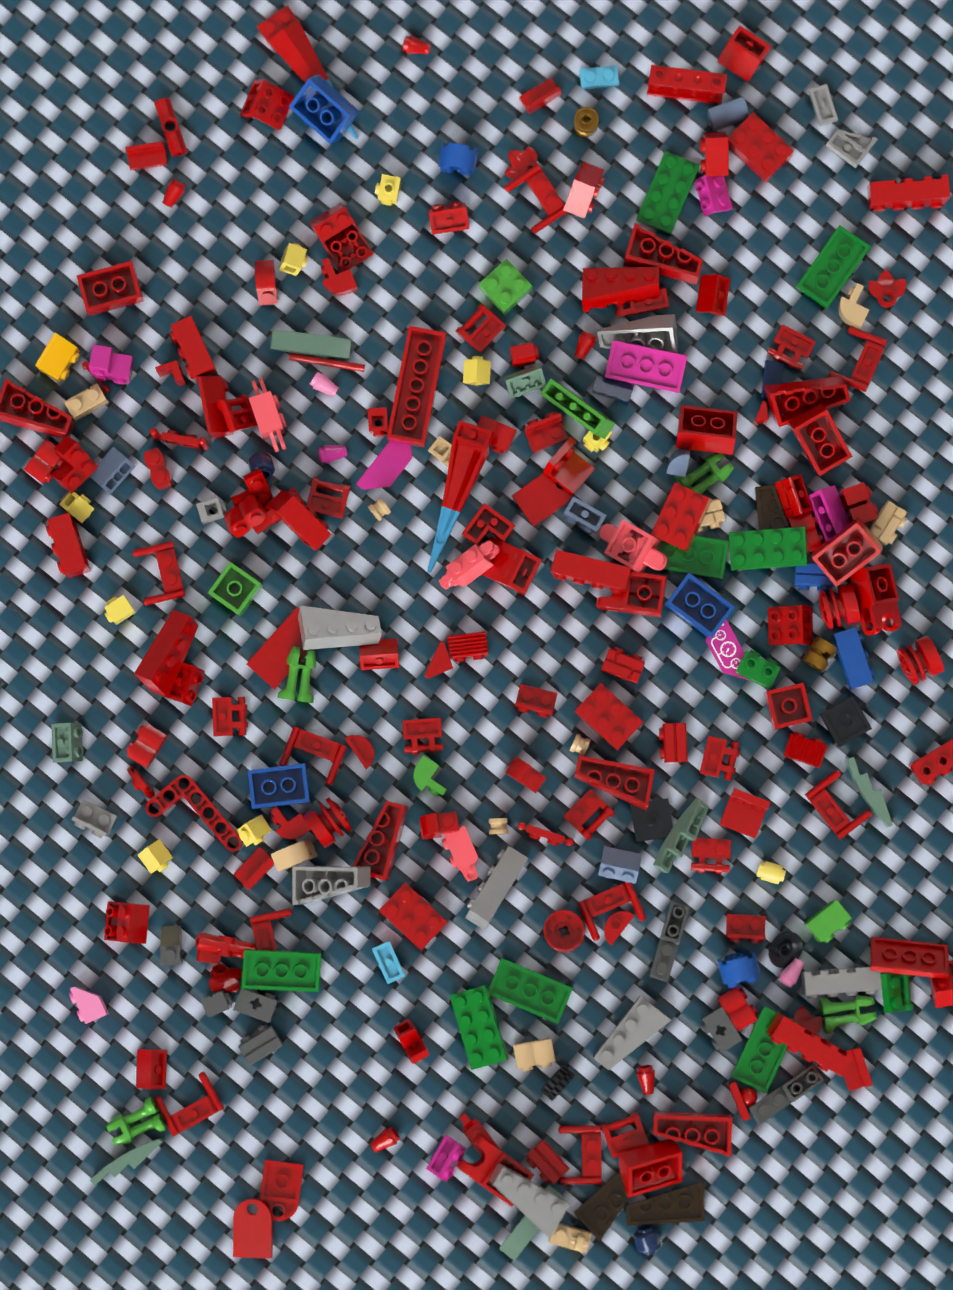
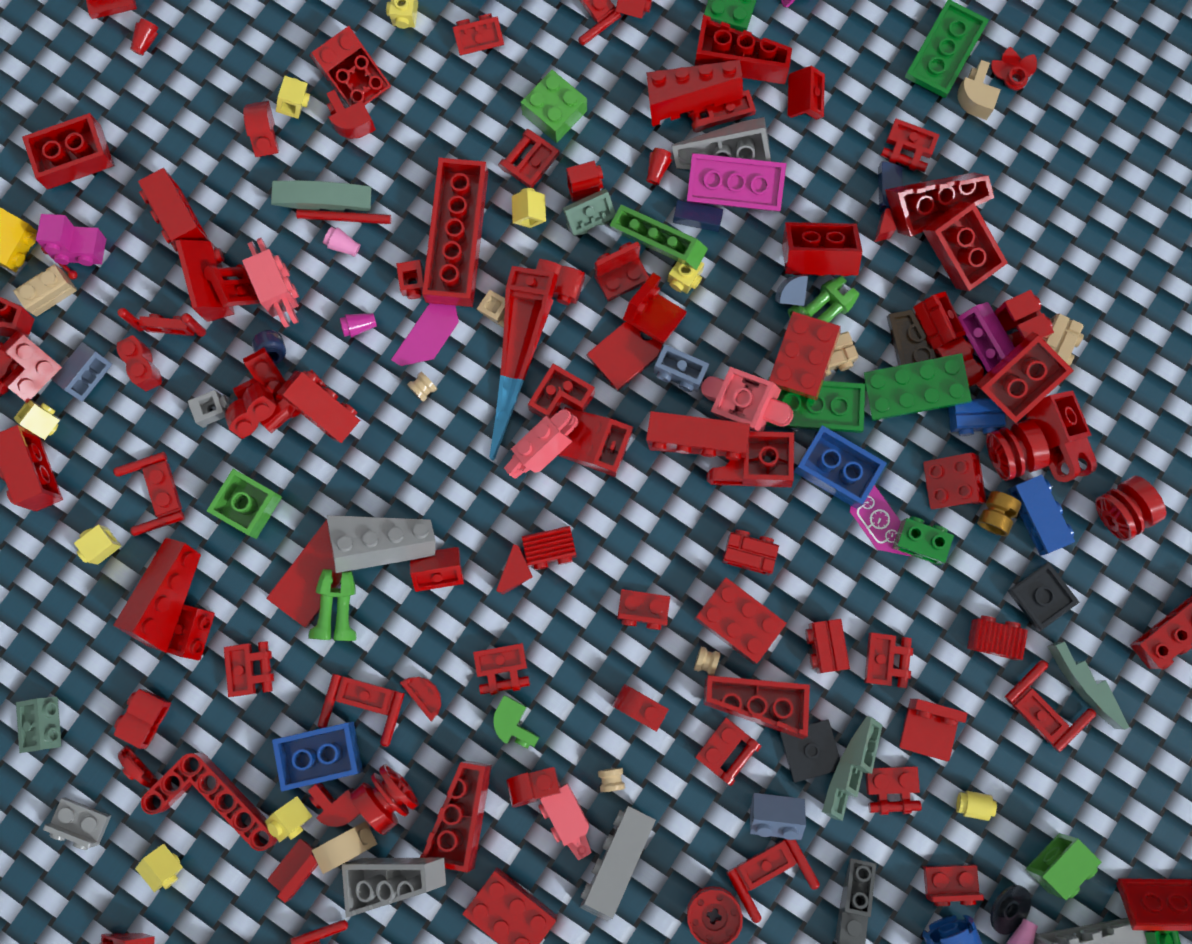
camera: 10 degrees left, 5 degrees down
(169, 368) = (146, 239): red panel -> none
(328, 504) = (355, 386): red plate -> none
(553, 838) = (685, 788): red plate -> none
(616, 924) = (781, 896): red plate -> none
(788, 706) = (970, 584): red brick -> none
(867, 361) = (1005, 150): red plate -> none

